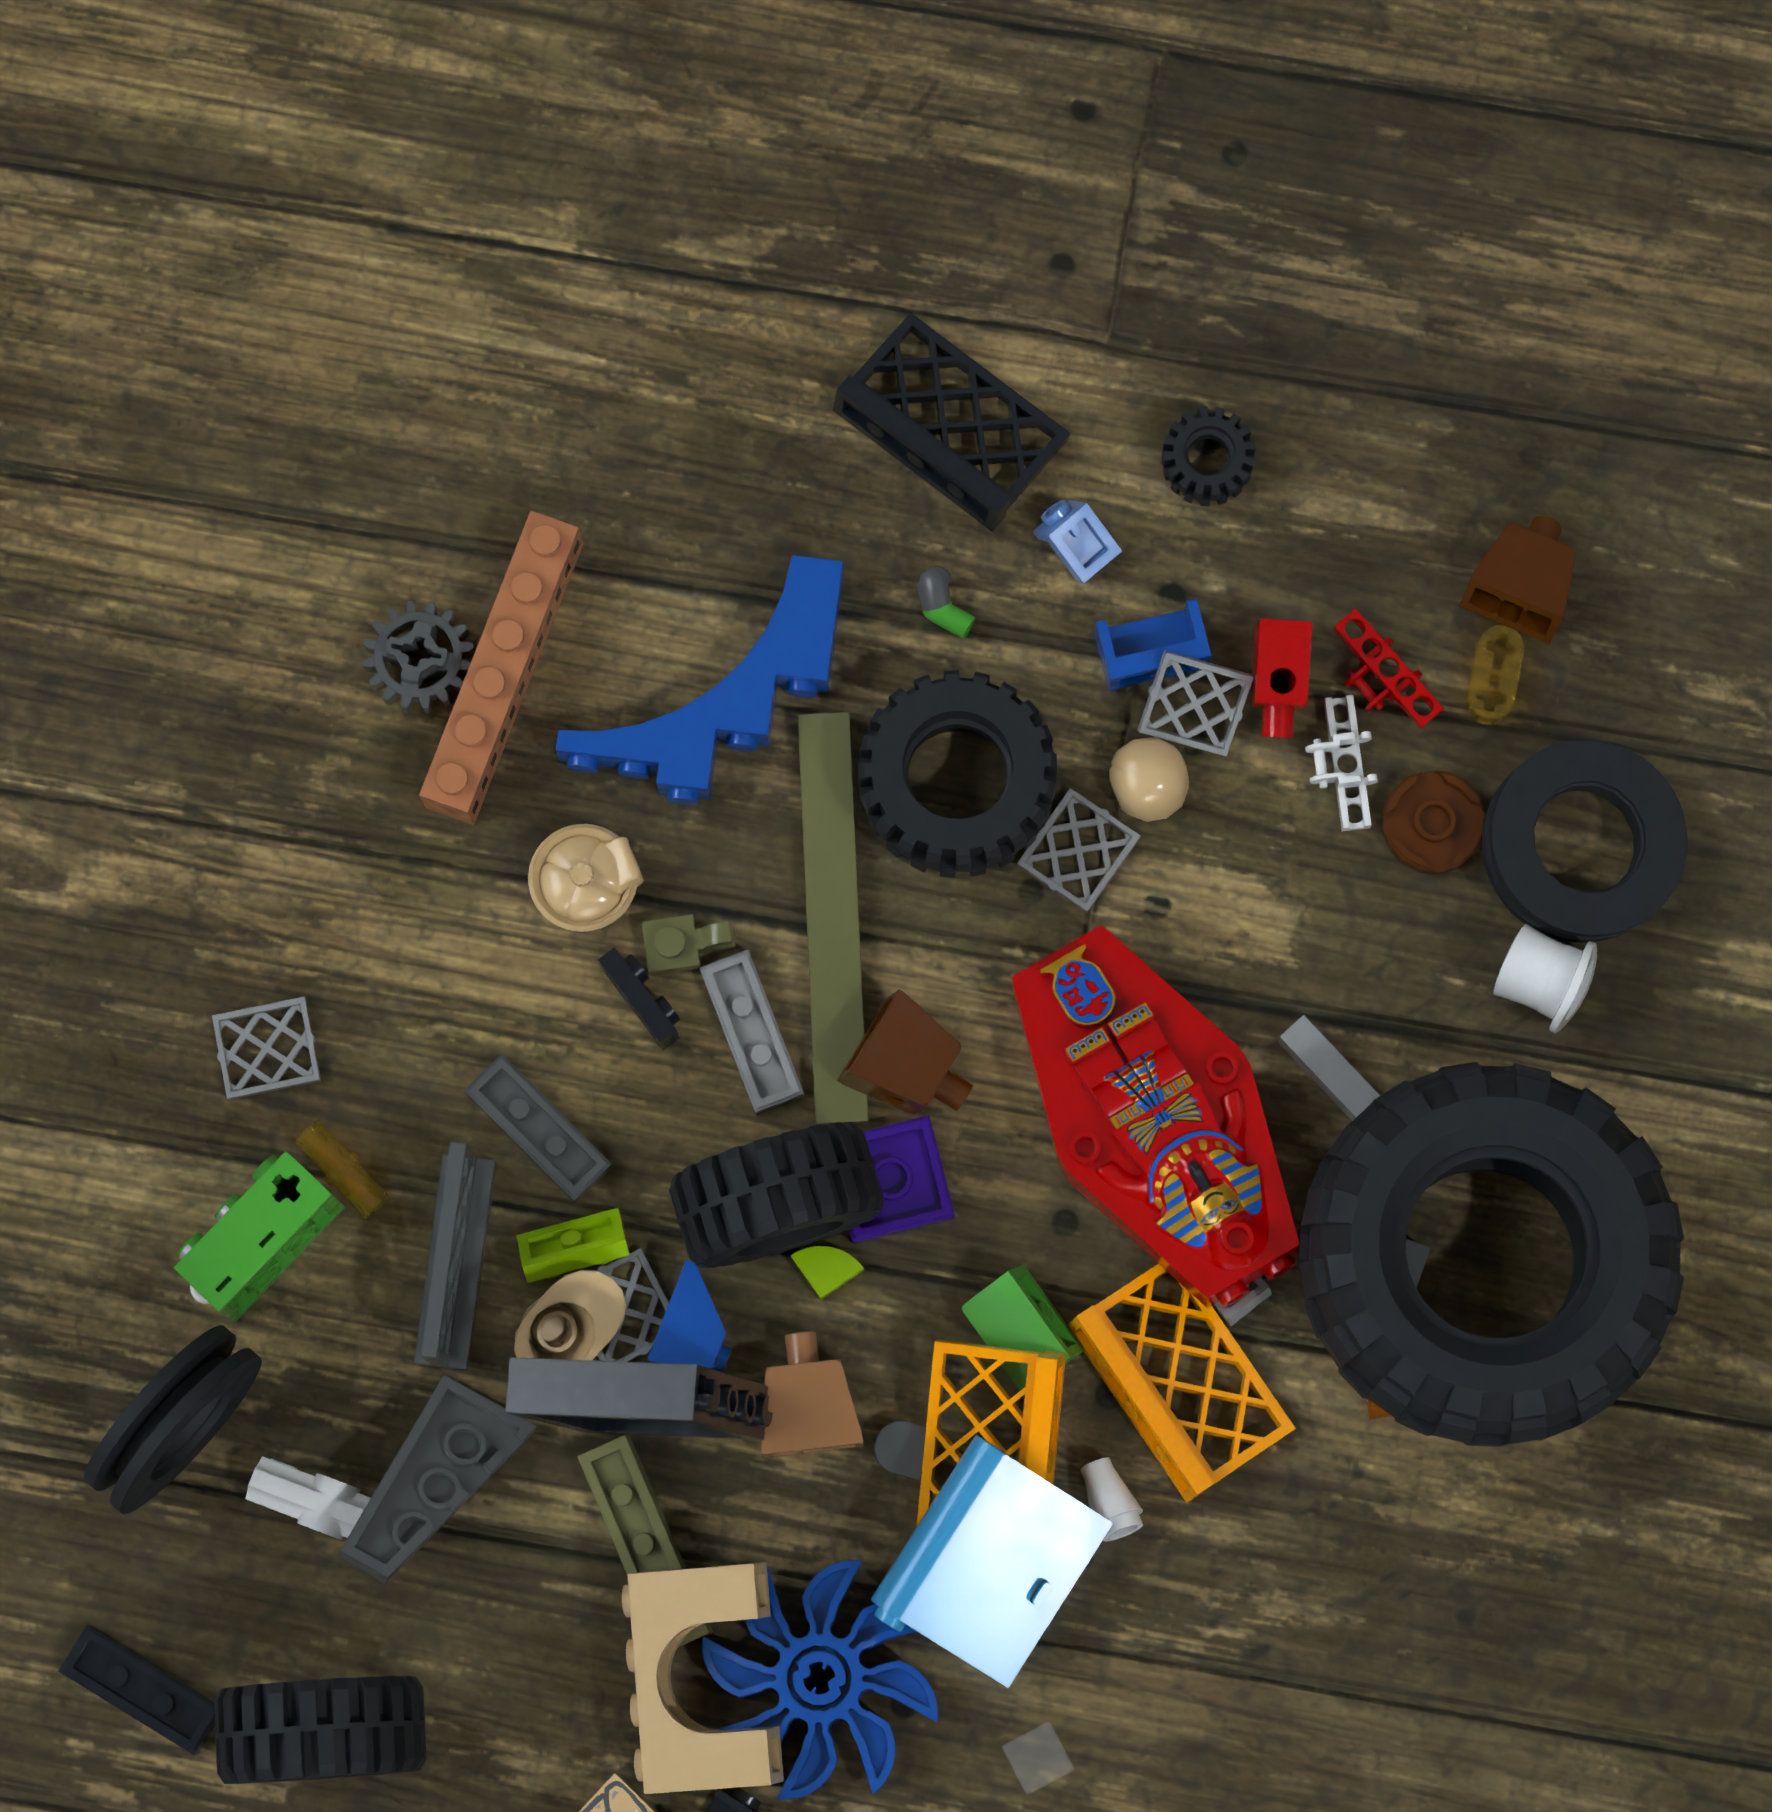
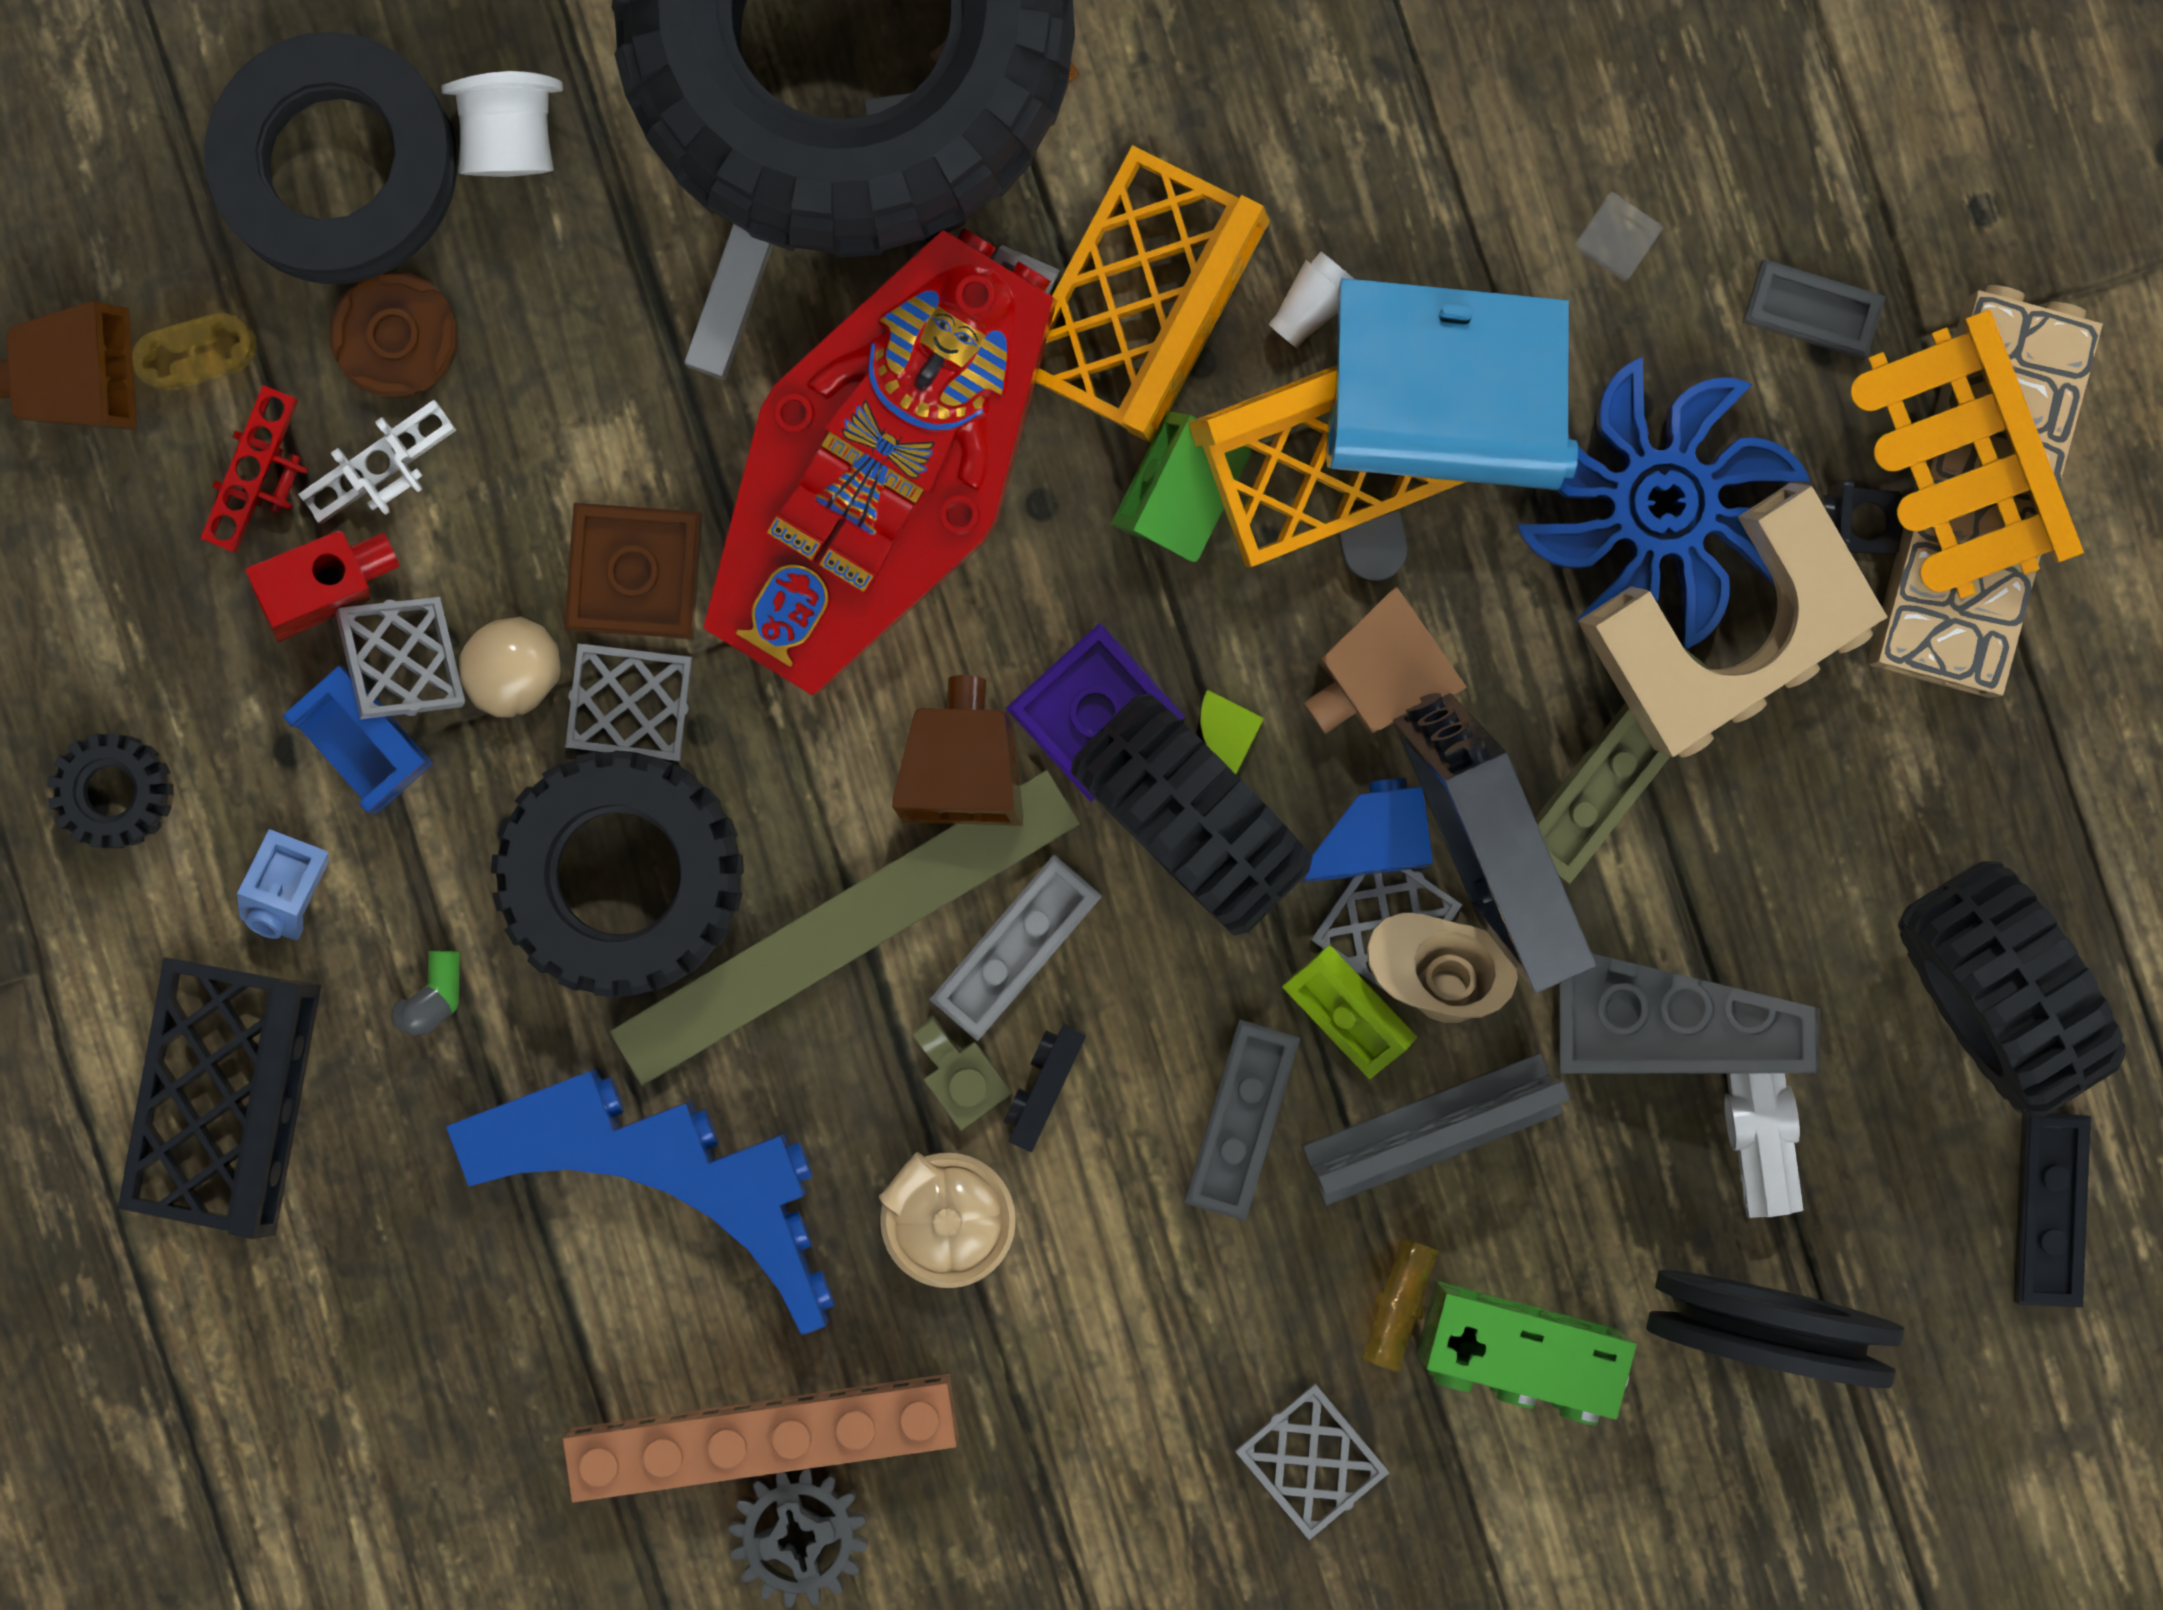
camera: 120 degrees left, 10 degrees up
(1171, 902) = (633, 571): none -> reddish brown tile

